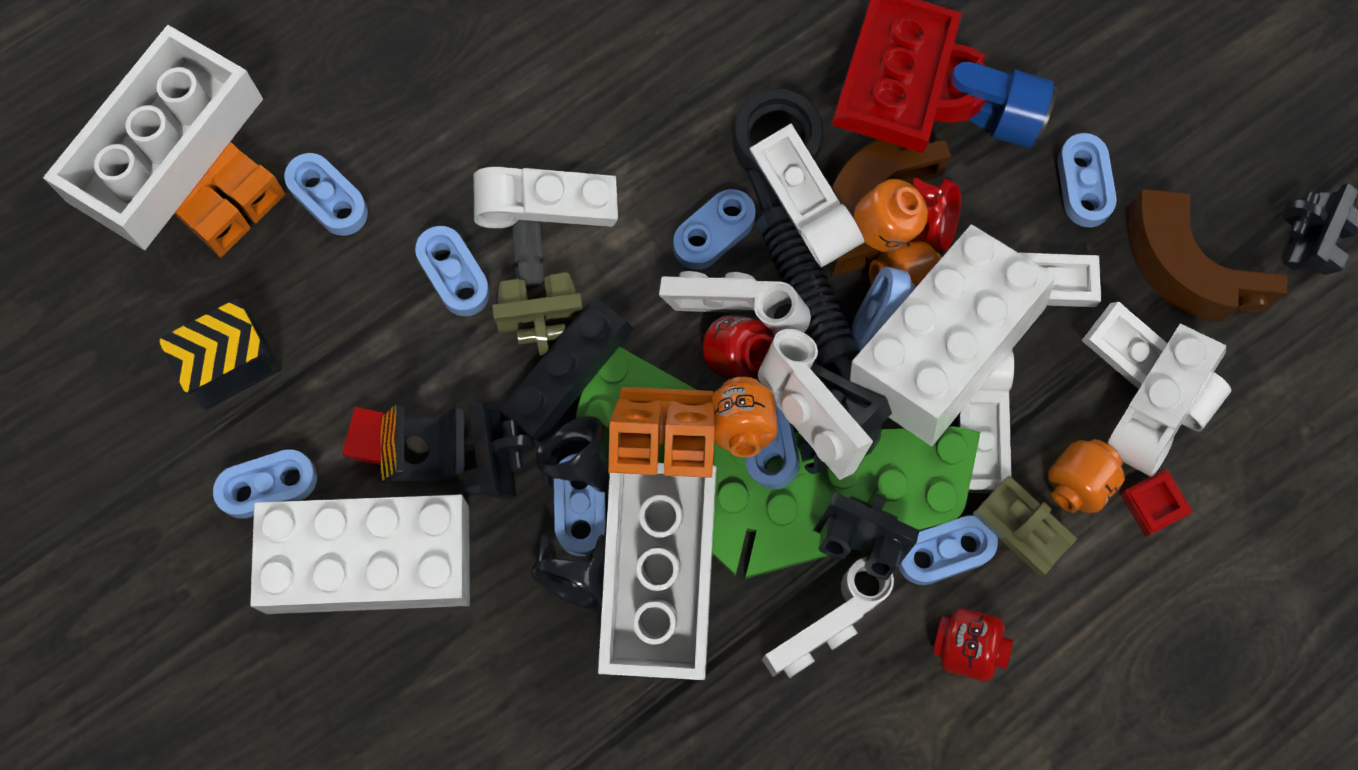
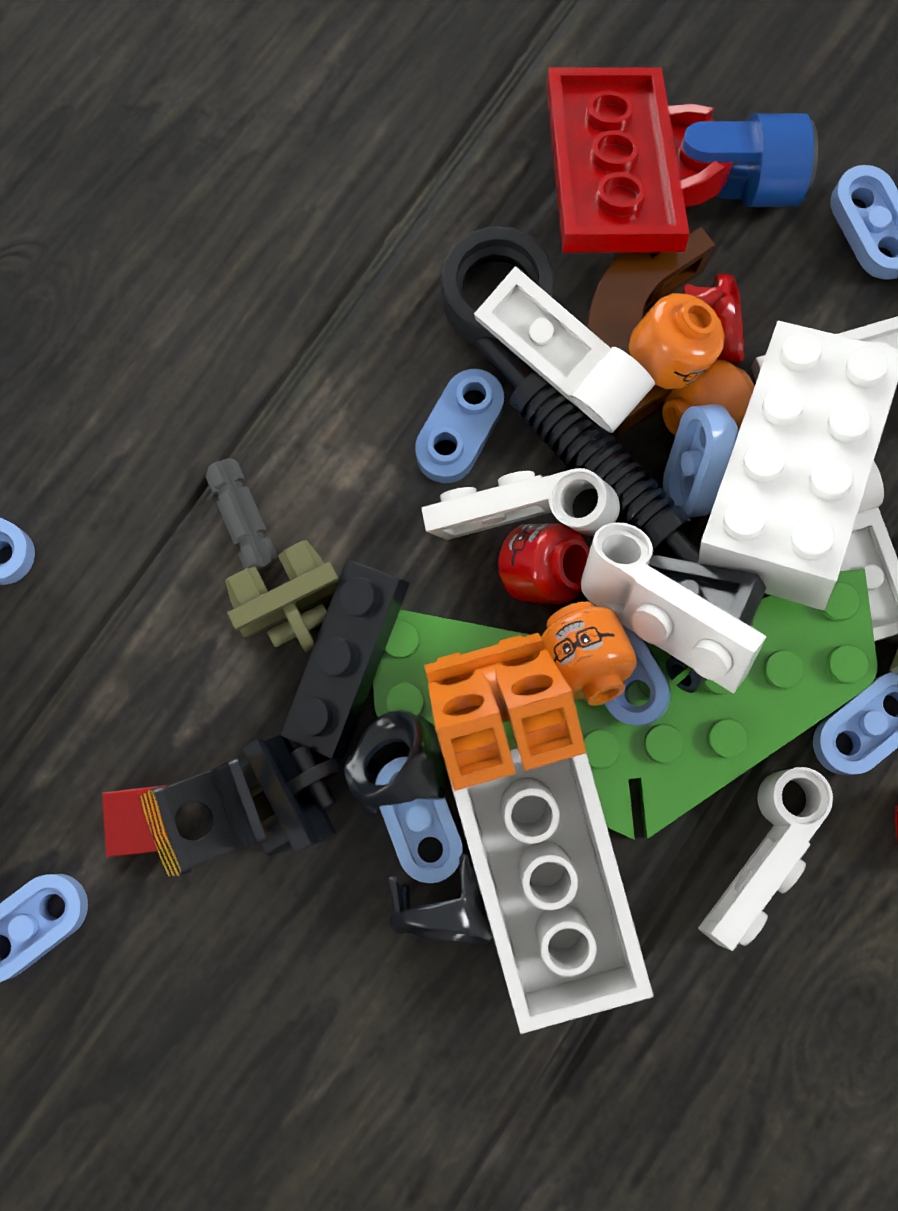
camera: 15 degrees left, 5 degrees up
(360, 554) = (172, 980): white brick -> none
(454, 273) = (164, 584): light blue plate -> none
(543, 195) = (239, 454): white plate -> none
(866, 528) = (780, 735): black hips -> none

